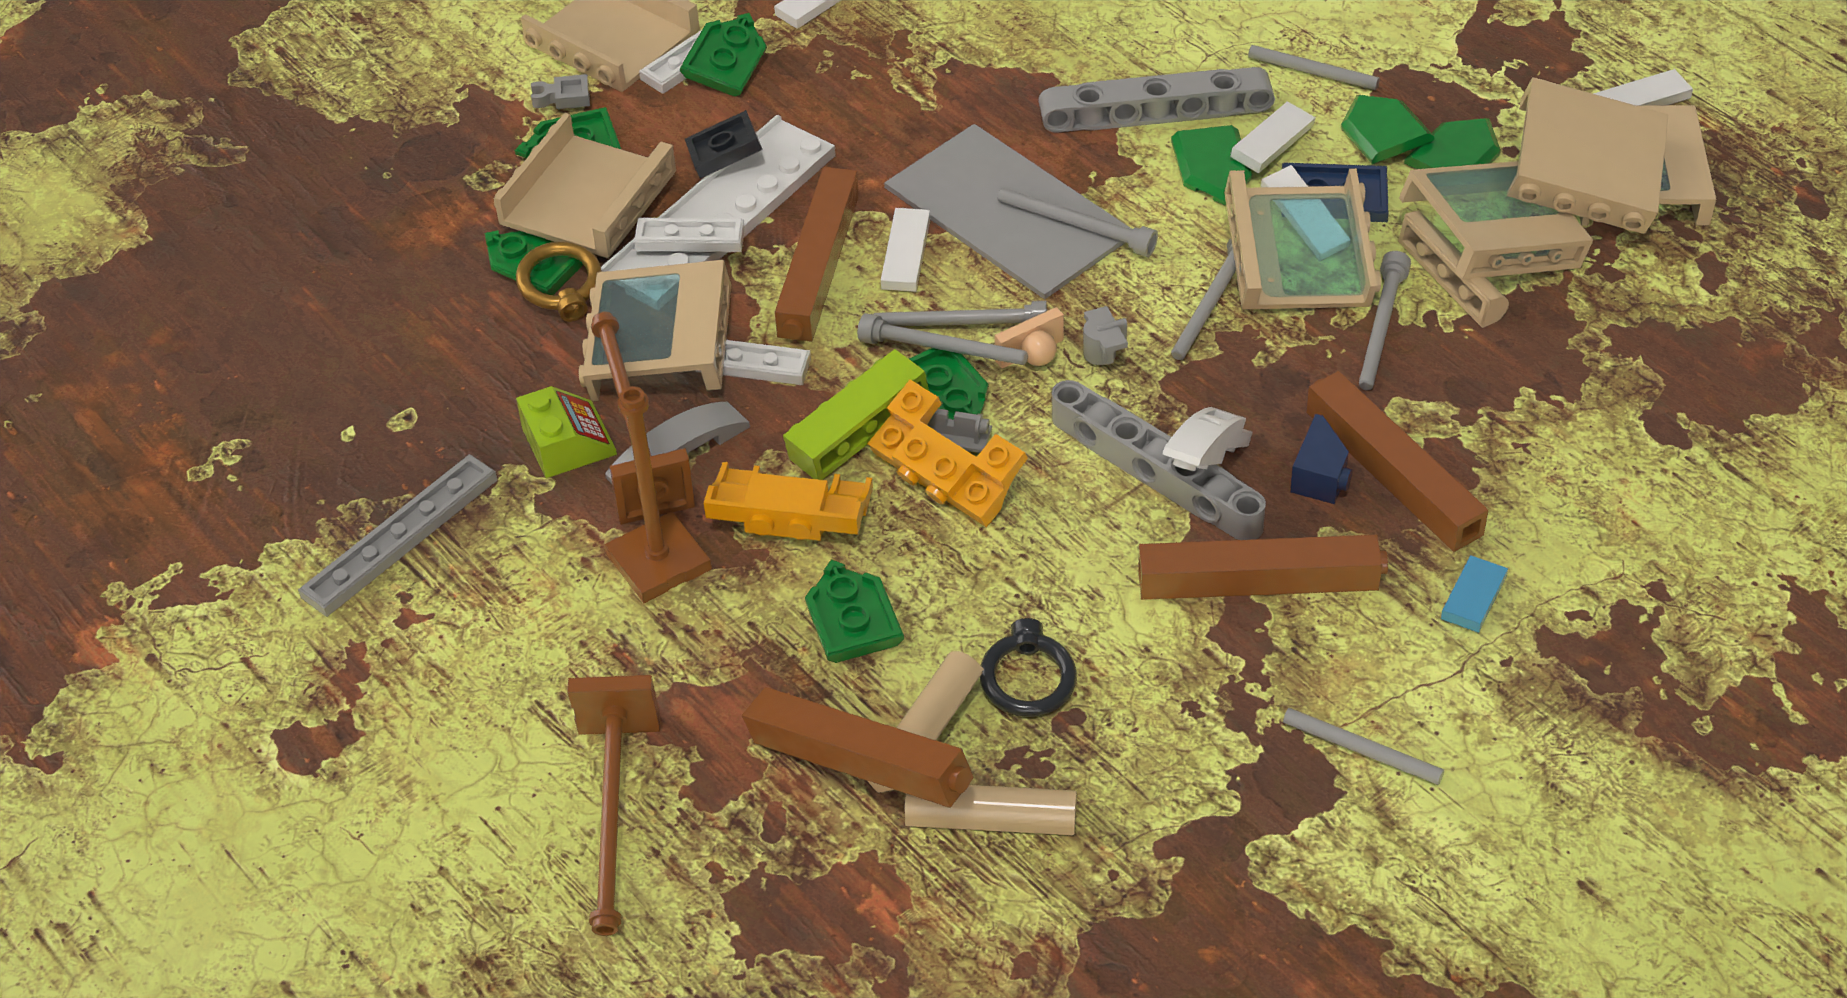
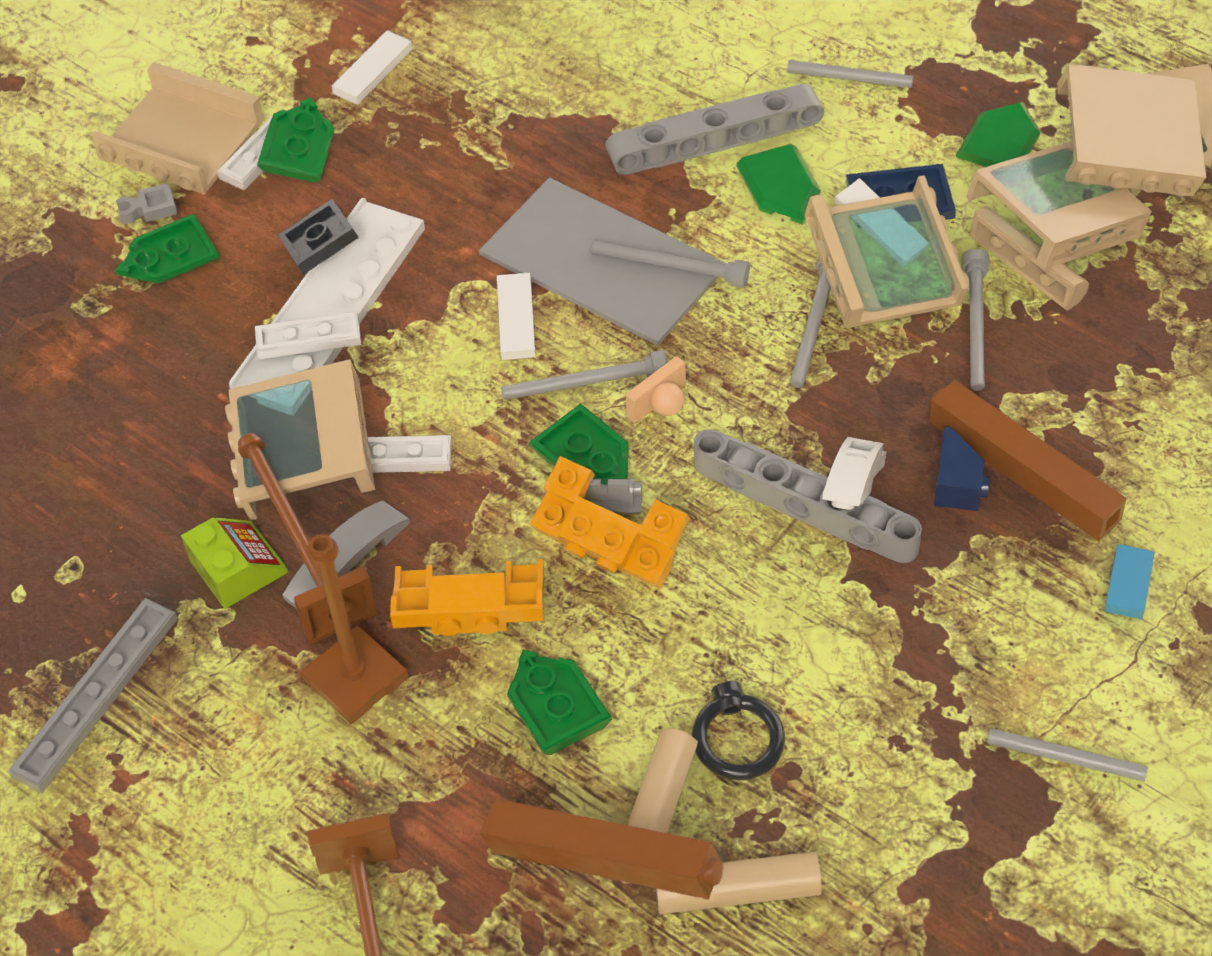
camera: 10 degrees left, 5 degrees up
(510, 248) = (161, 379): green tile -> none
(569, 302) = (207, 422): pearl gold piece -> none
(582, 190) = (192, 305): tan panel -> none
(816, 254) = (434, 336): dark orange brick -> none
(850, 417) = (509, 499): lime brick -> none
(874, 329) = (507, 404): light grey piece -> none
(1103, 336) = (726, 378): light grey piece -> none
(1260, 567) = (928, 589): dark orange brick -> none
(1272, 137) = (831, 150): white tile -> none
(1383, 127) = (930, 125): green tile -> none
(1653, 90) = (1158, 54): white tile -> none

